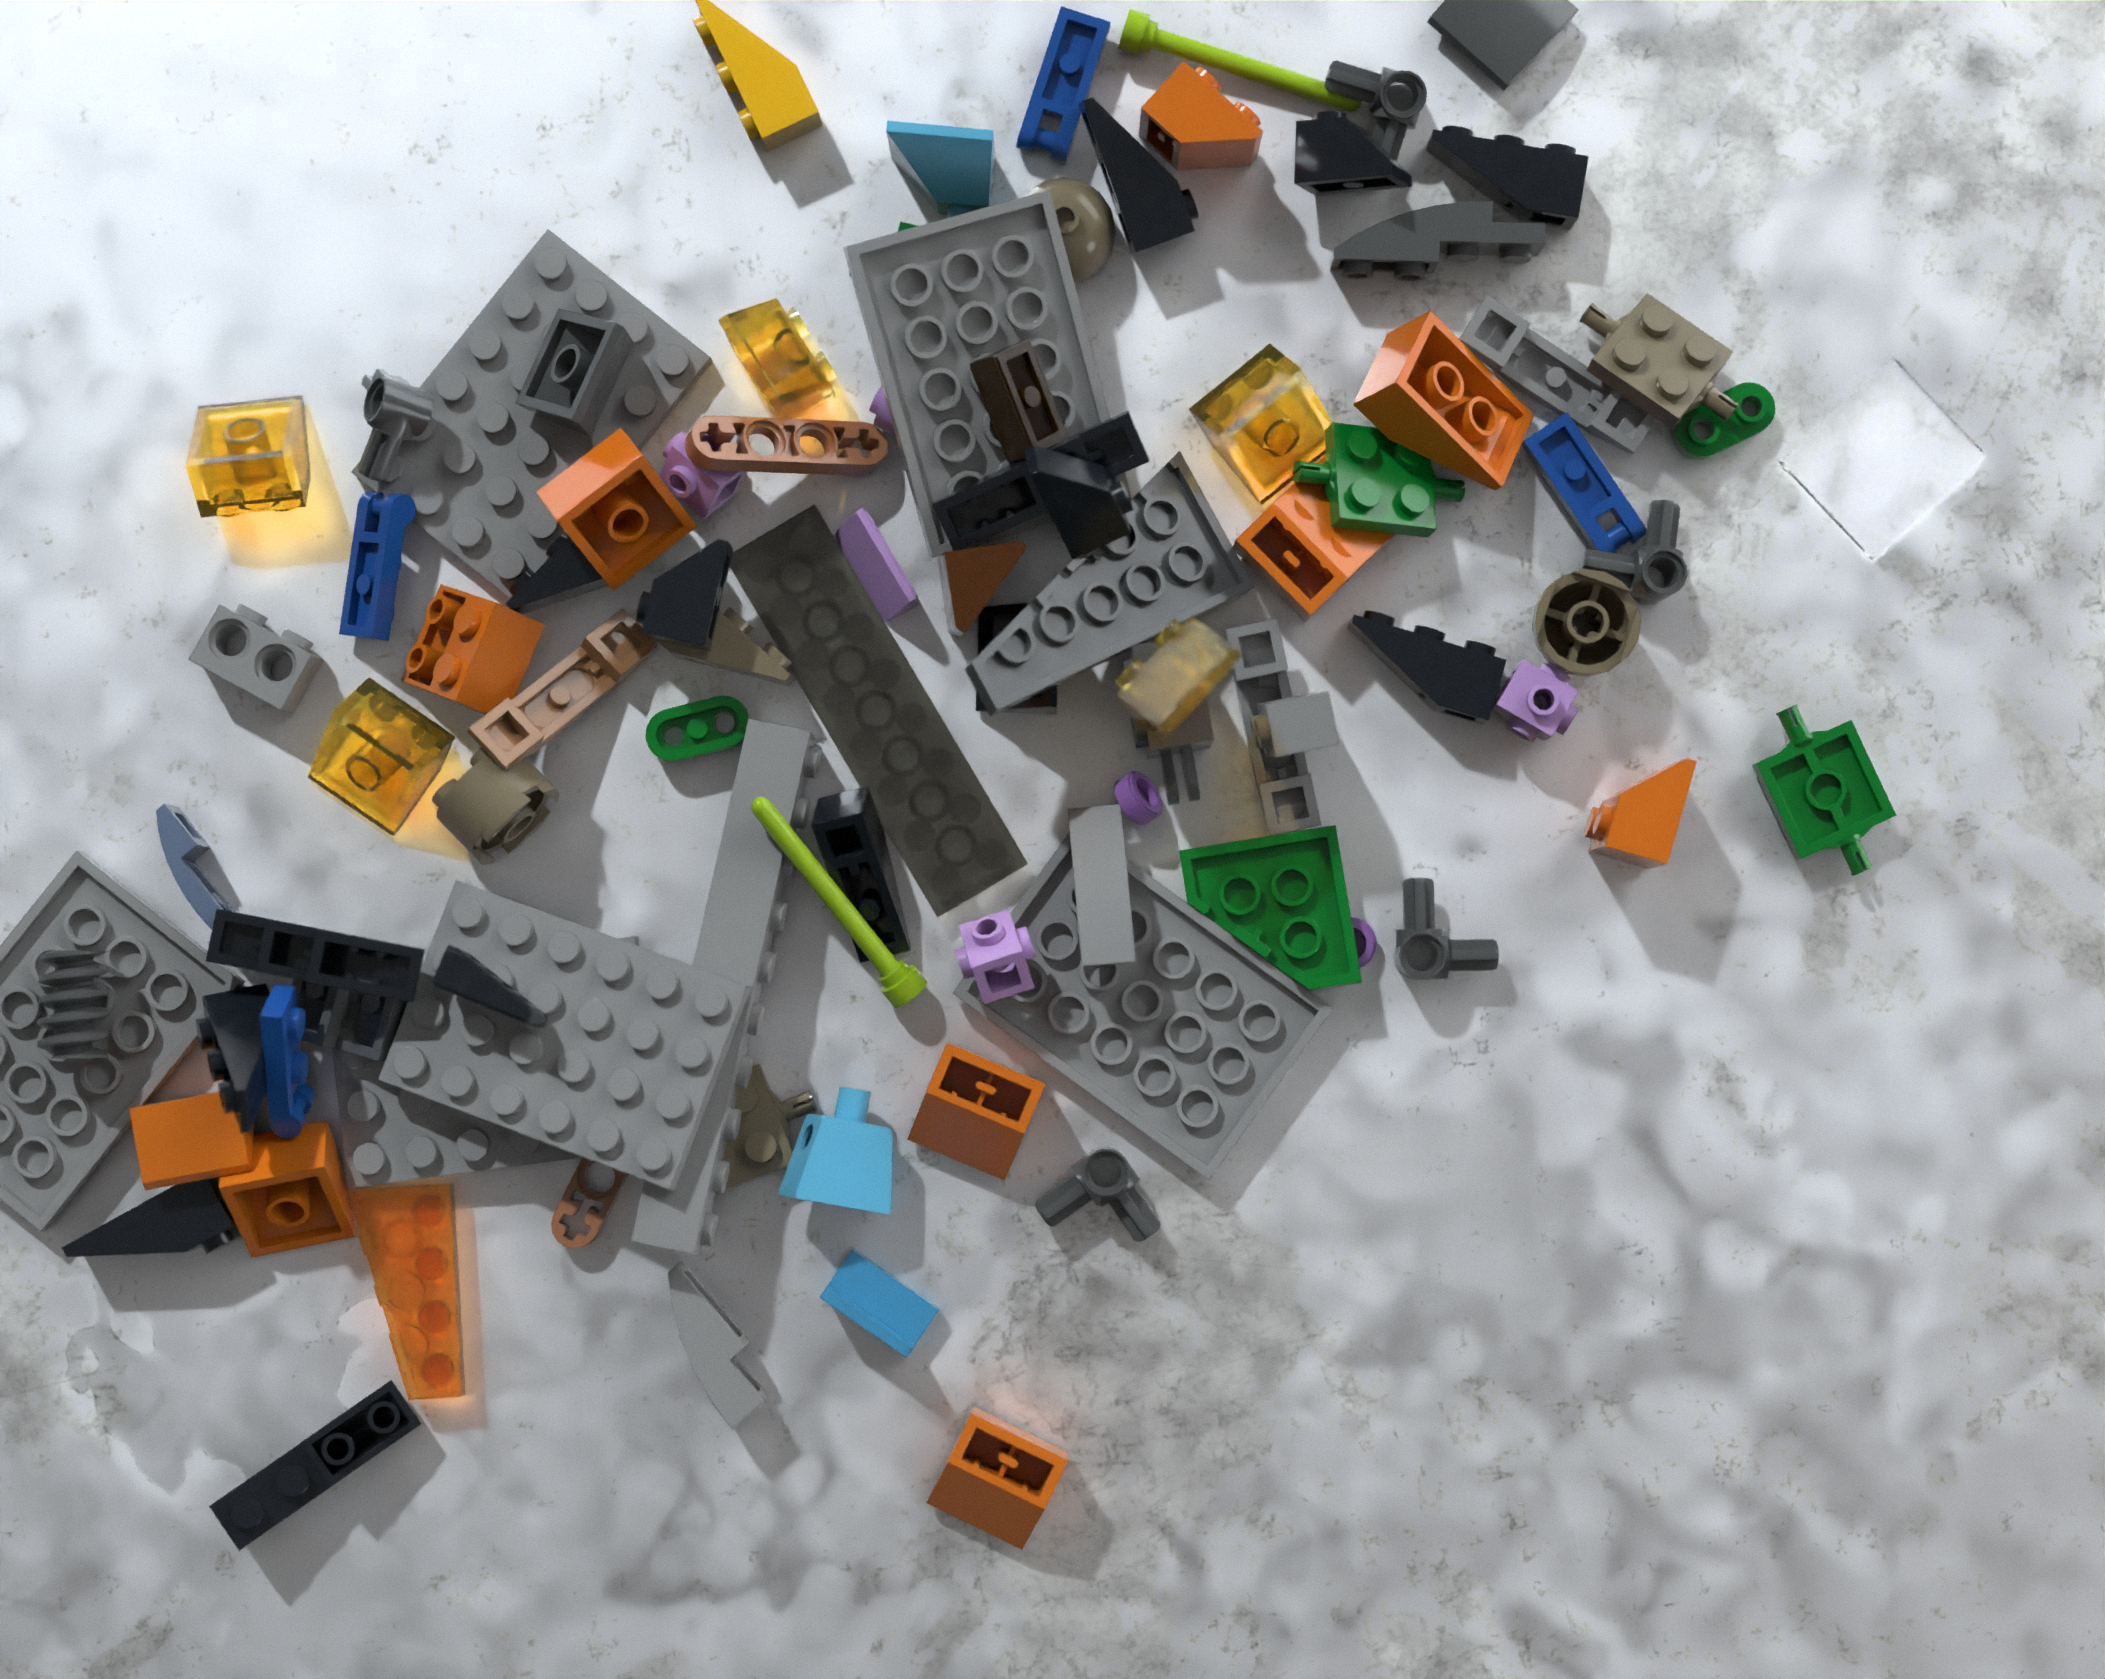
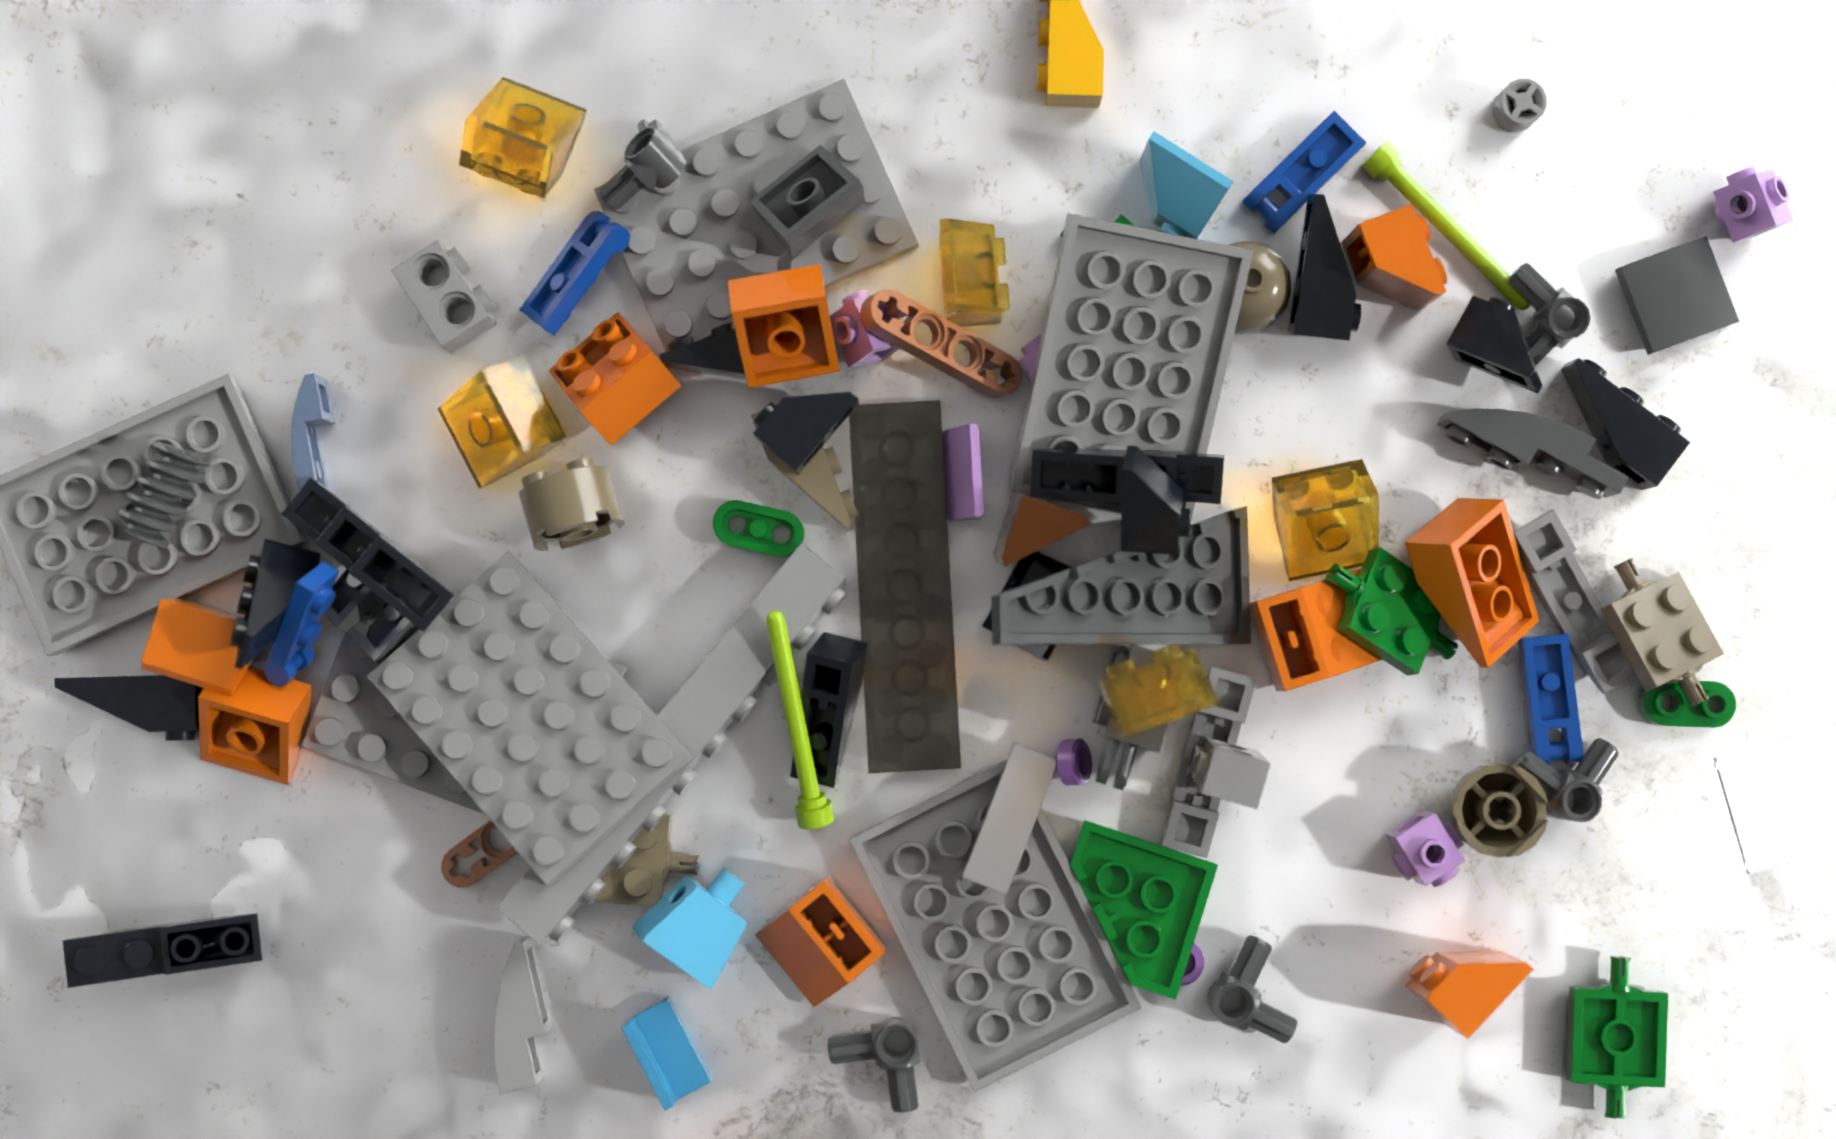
camera: 25 degrees right, 0 degrees up
(416, 1278) = (321, 832): clear orange wing -> none
(472, 980) = (479, 641): black slope -> none
(564, 692) = (668, 446): medium nougat slope -> none
(996, 956) = (898, 822): lavender brick -> none
(1018, 400) = (1142, 403): dark brown slope -> none
(1440, 673) = (1361, 788): black slope -> none

